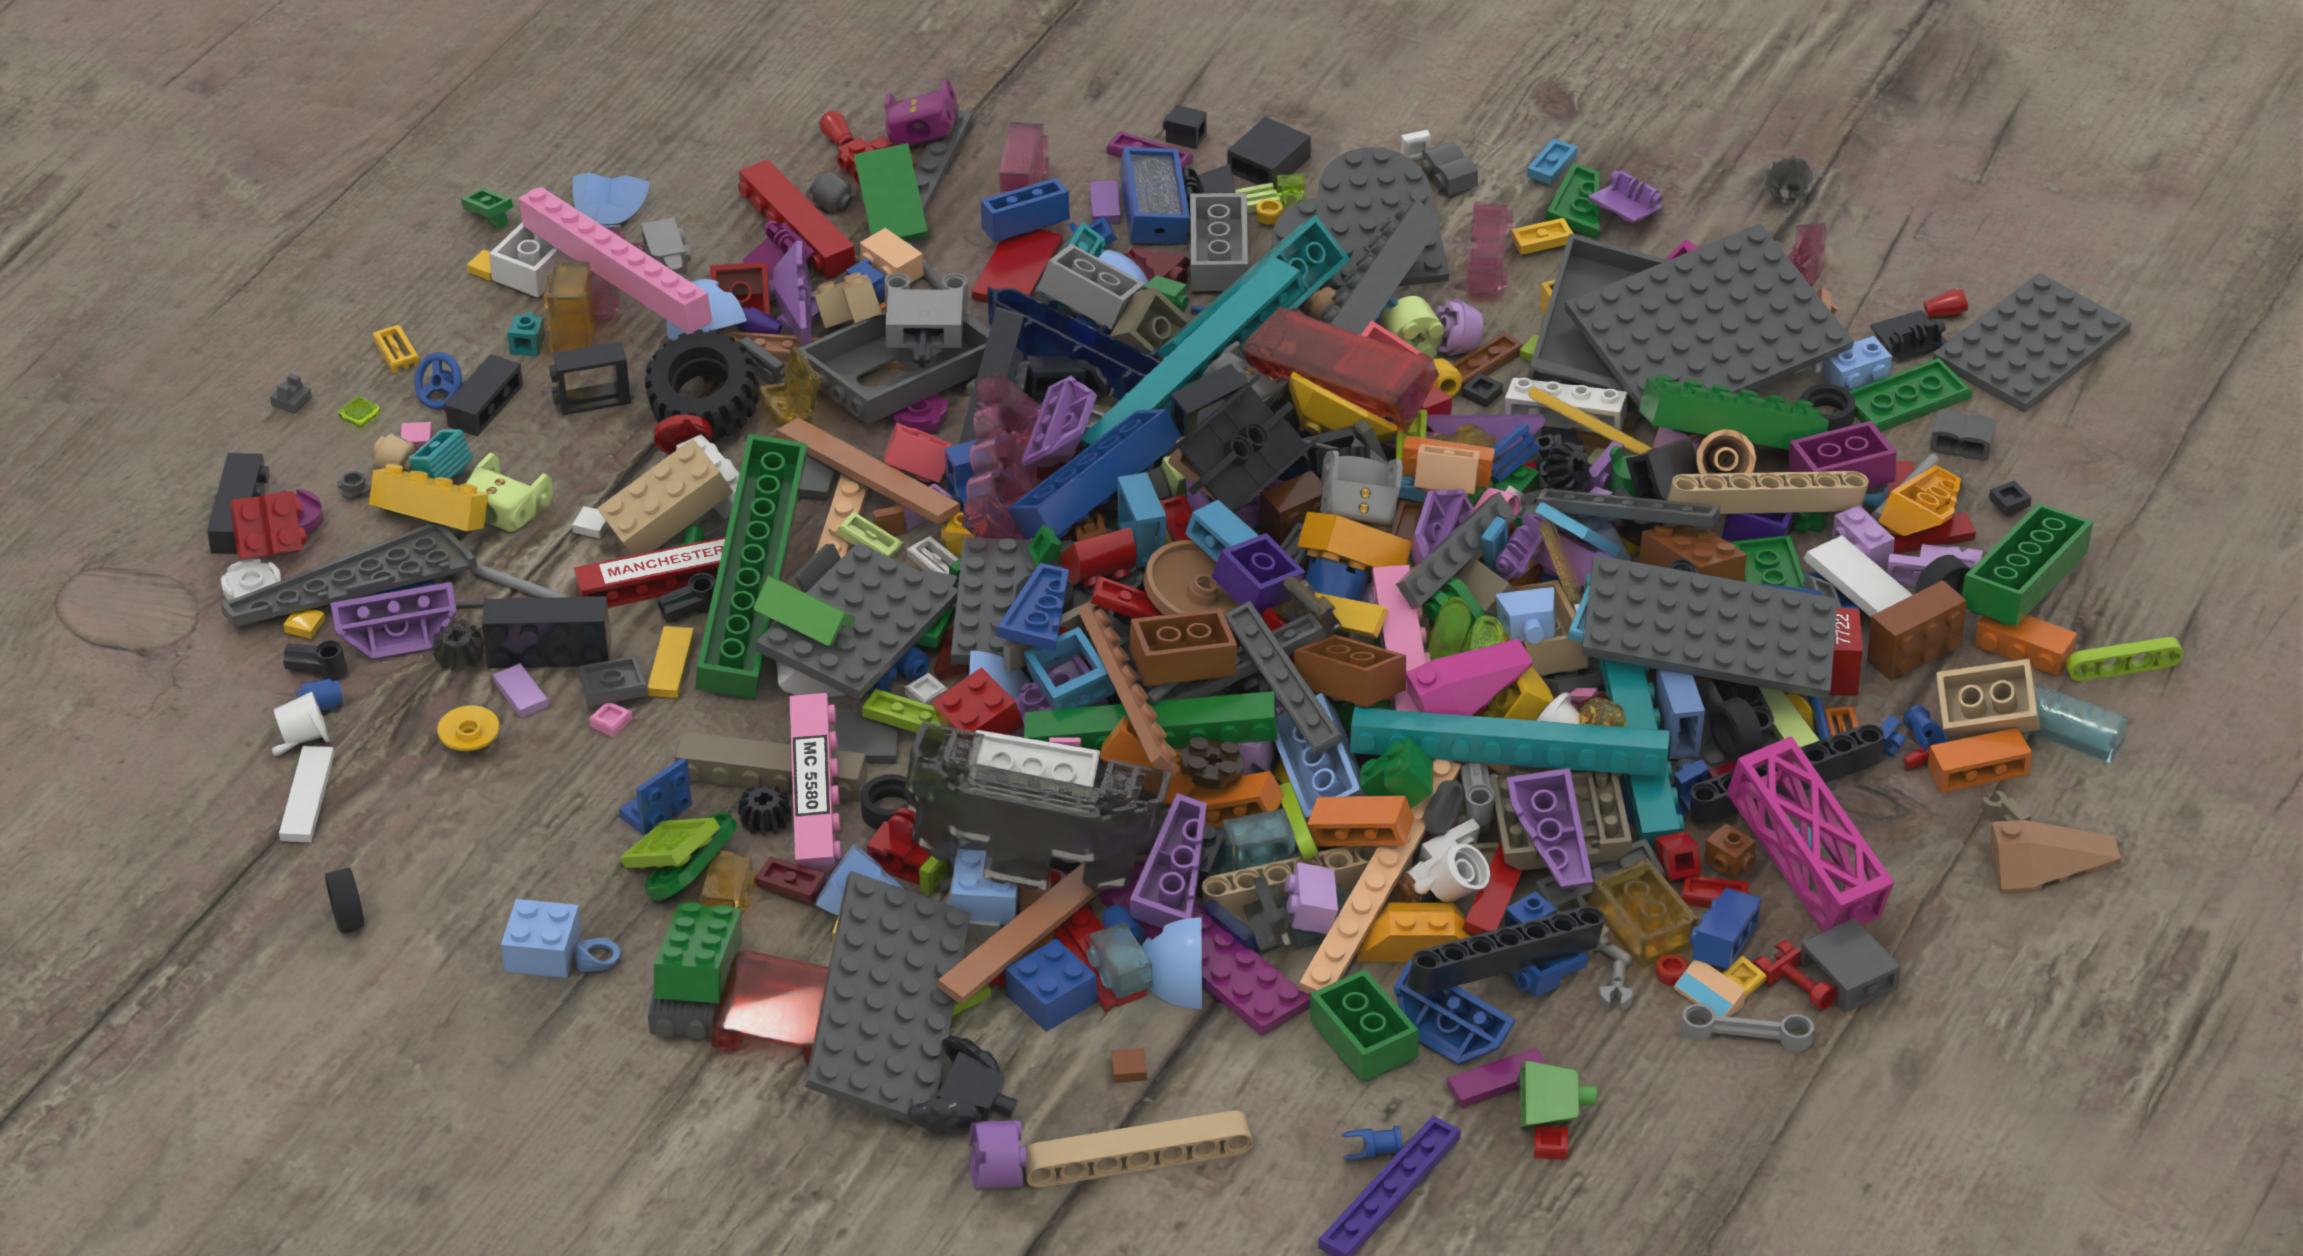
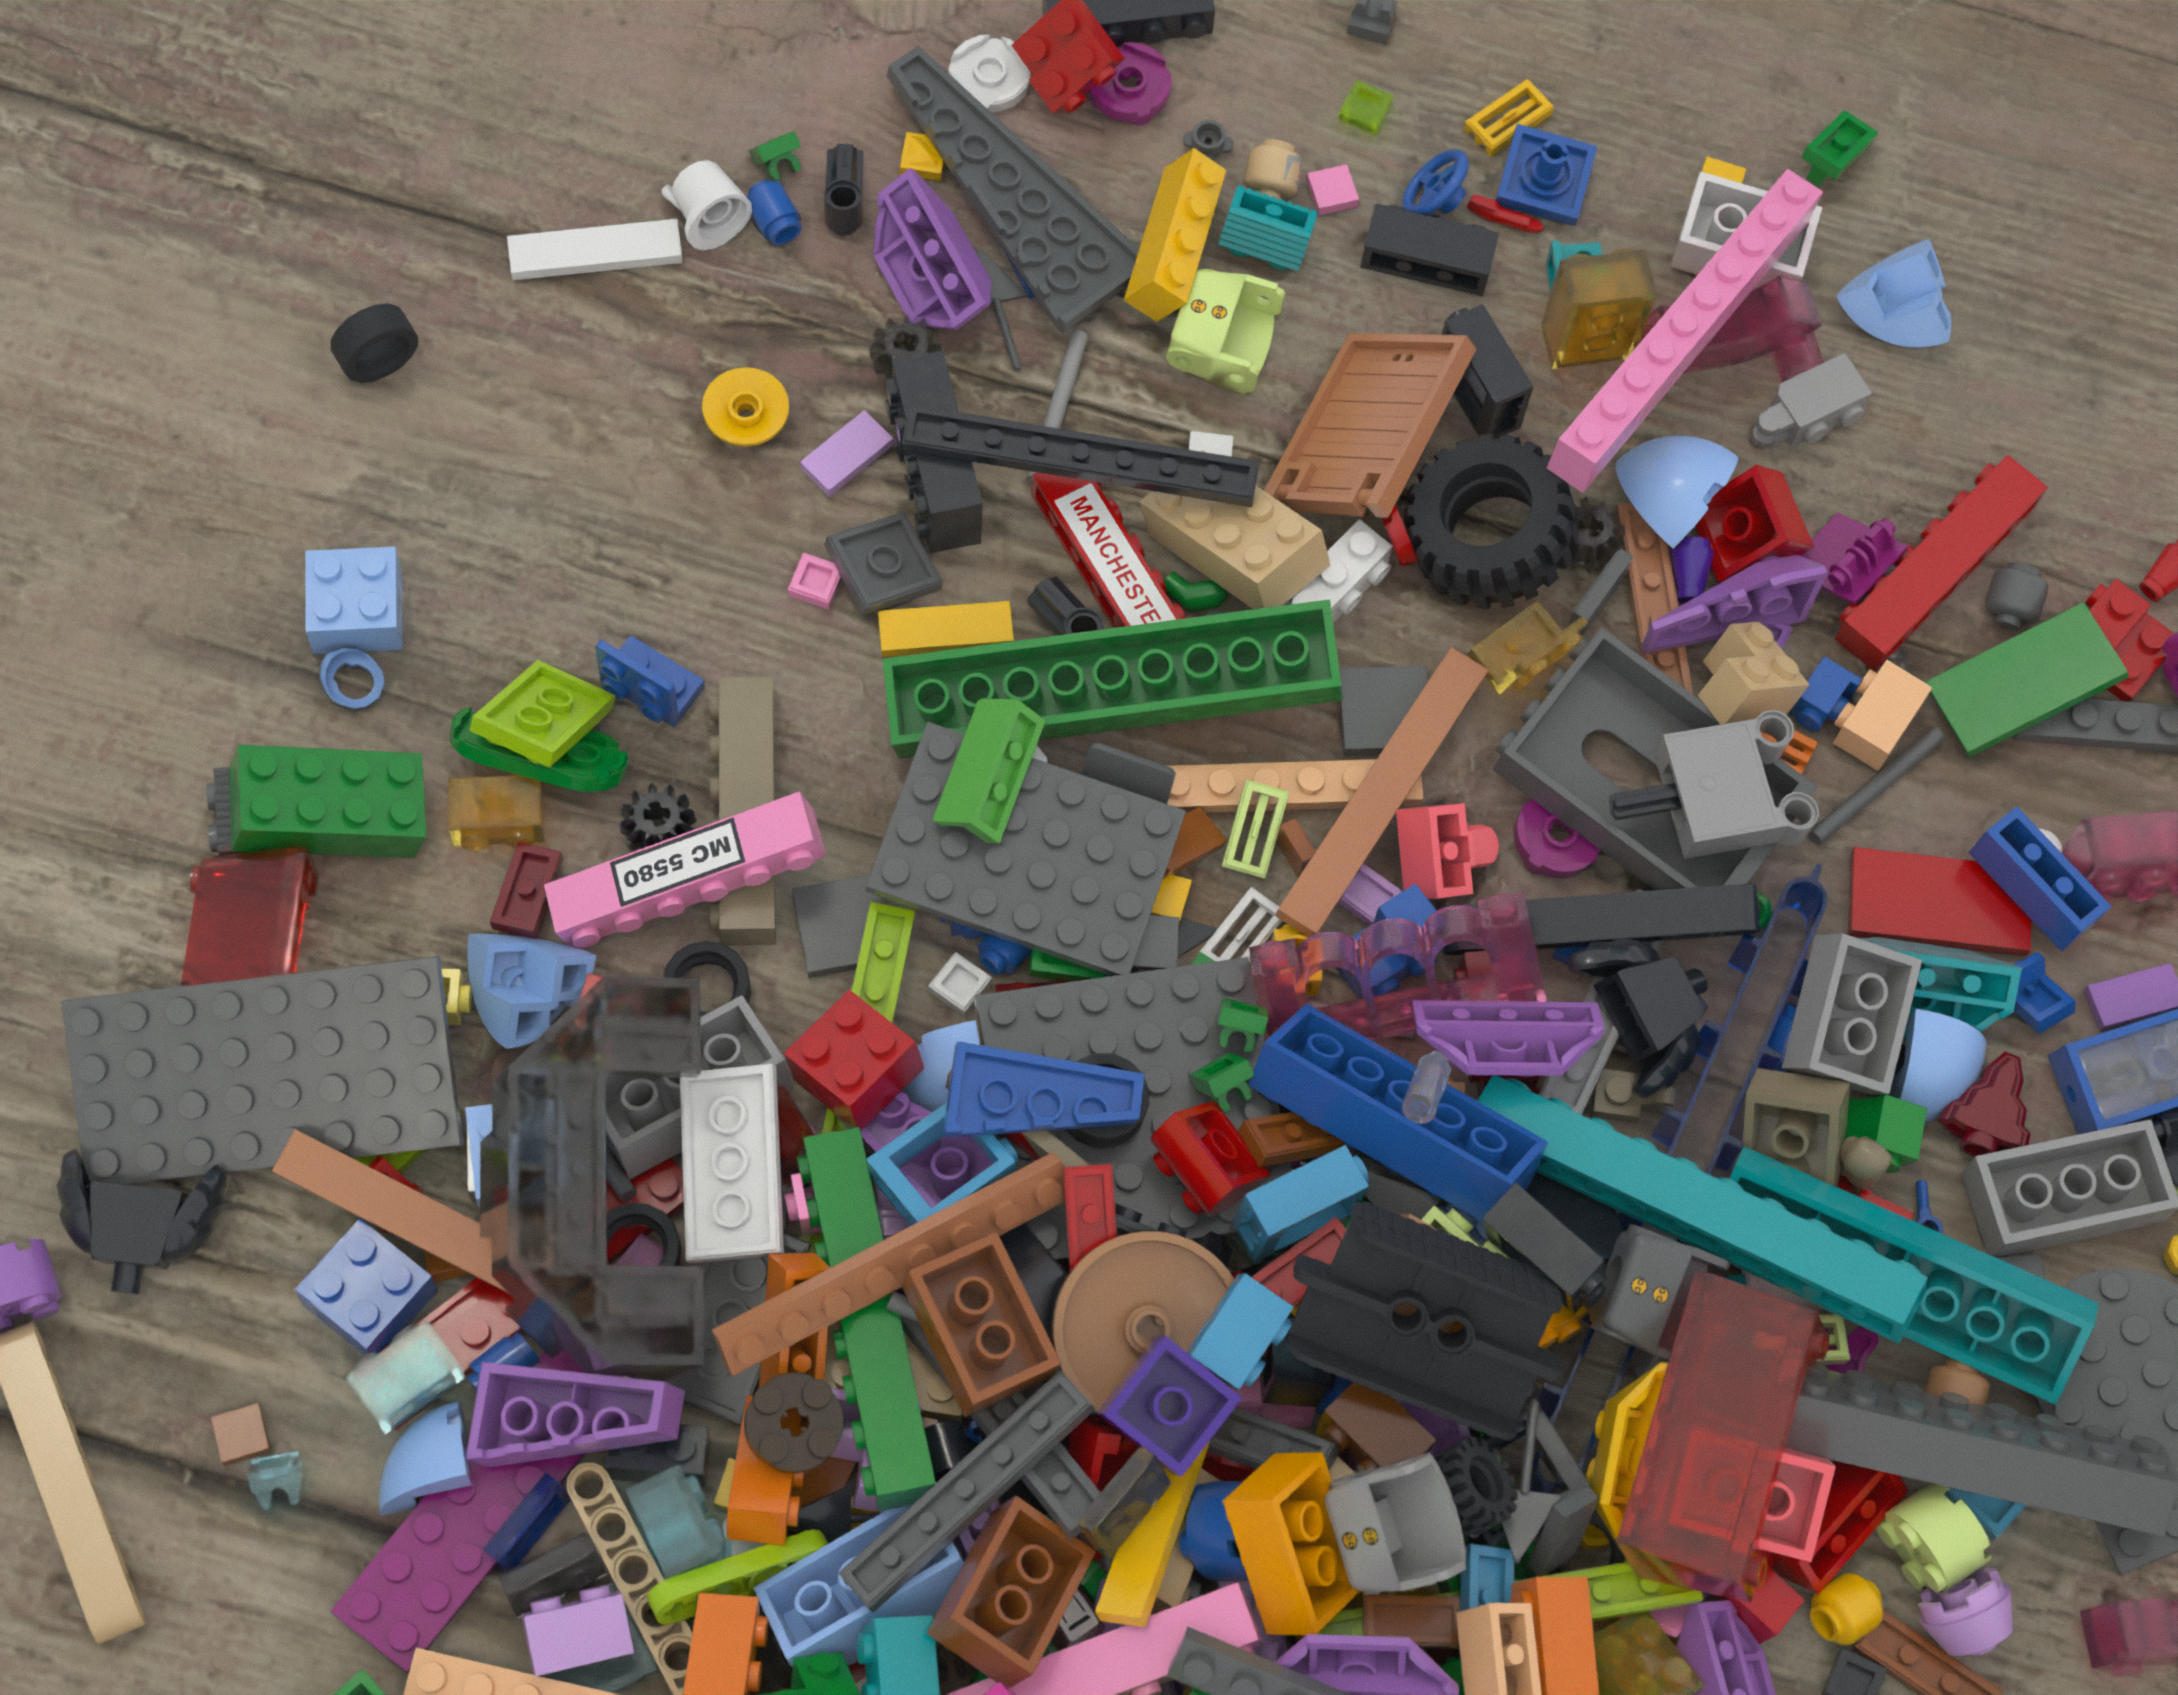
camera: 70 degrees right, 25 degrees up
(272, 688) = (777, 150): none -> green tile
(450, 333) = (1546, 174): none -> blue plate
(471, 361) = (1493, 212): none -> red piece
(591, 543) = (1080, 455): none -> black tile
(610, 427) = (1369, 423): none -> nougat door
(1012, 535) = (1243, 1018): none -> green tile
(1089, 443) = (1426, 1088): none -> clear cylinder
(1165, 1045) = (276, 1472): none -> clear light blue tile
(1184, 301) = (1864, 1162): none -> dark tan piece

